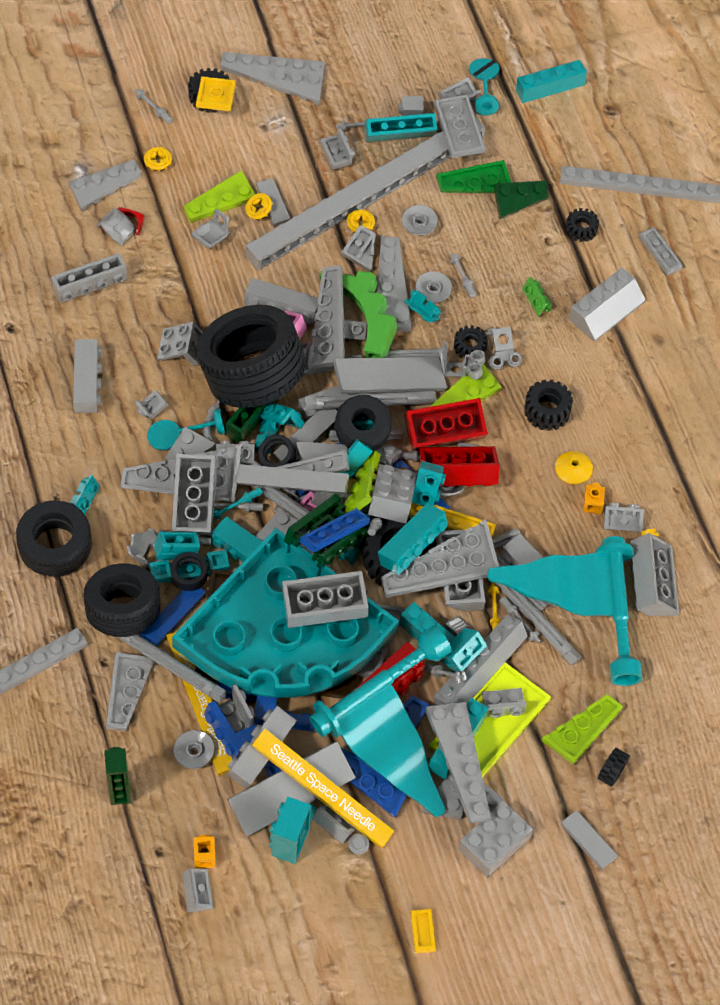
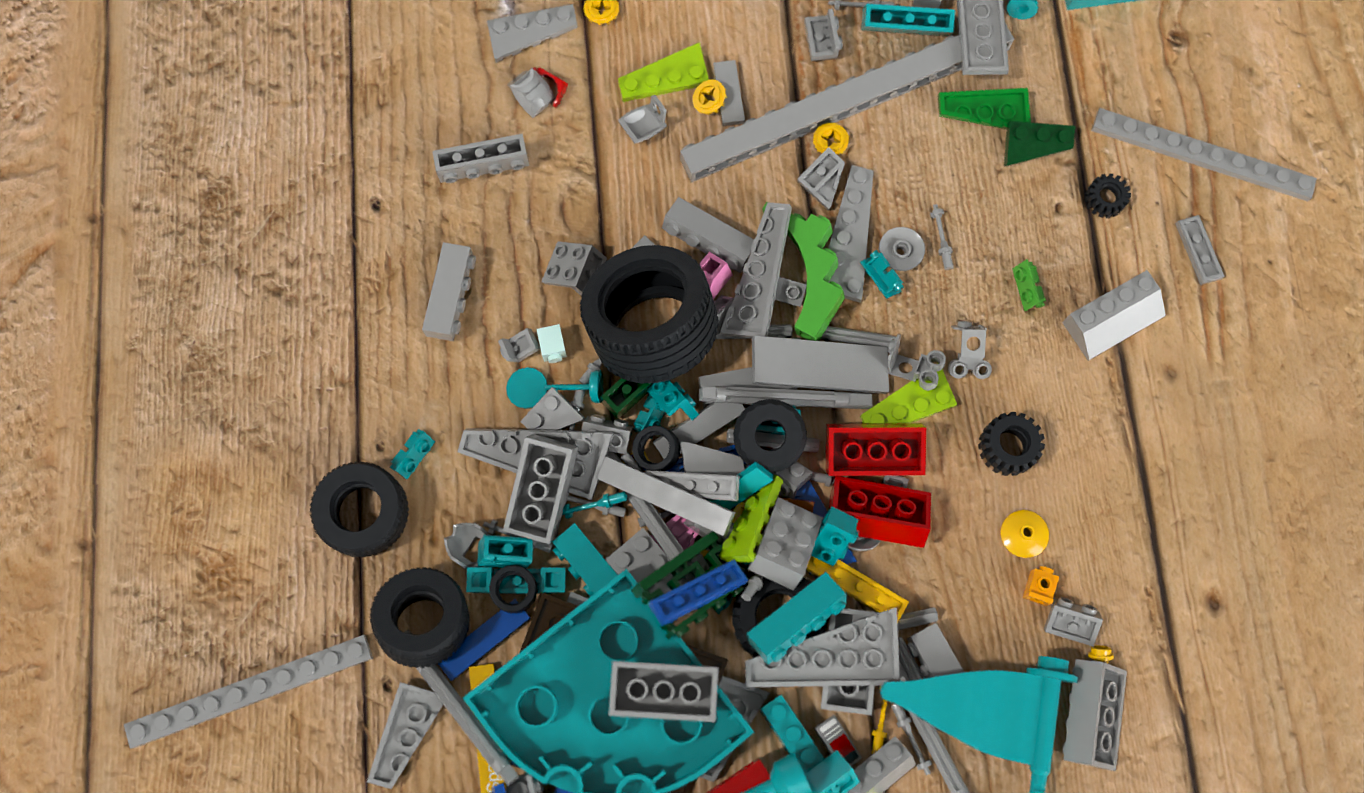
camera: 15 degrees right, 15 degrees up
(176, 398) = (551, 343): none -> light aqua brick
(419, 214) = (906, 143): light grey dish -> none
(473, 334) = (935, 322): black tyre -> none

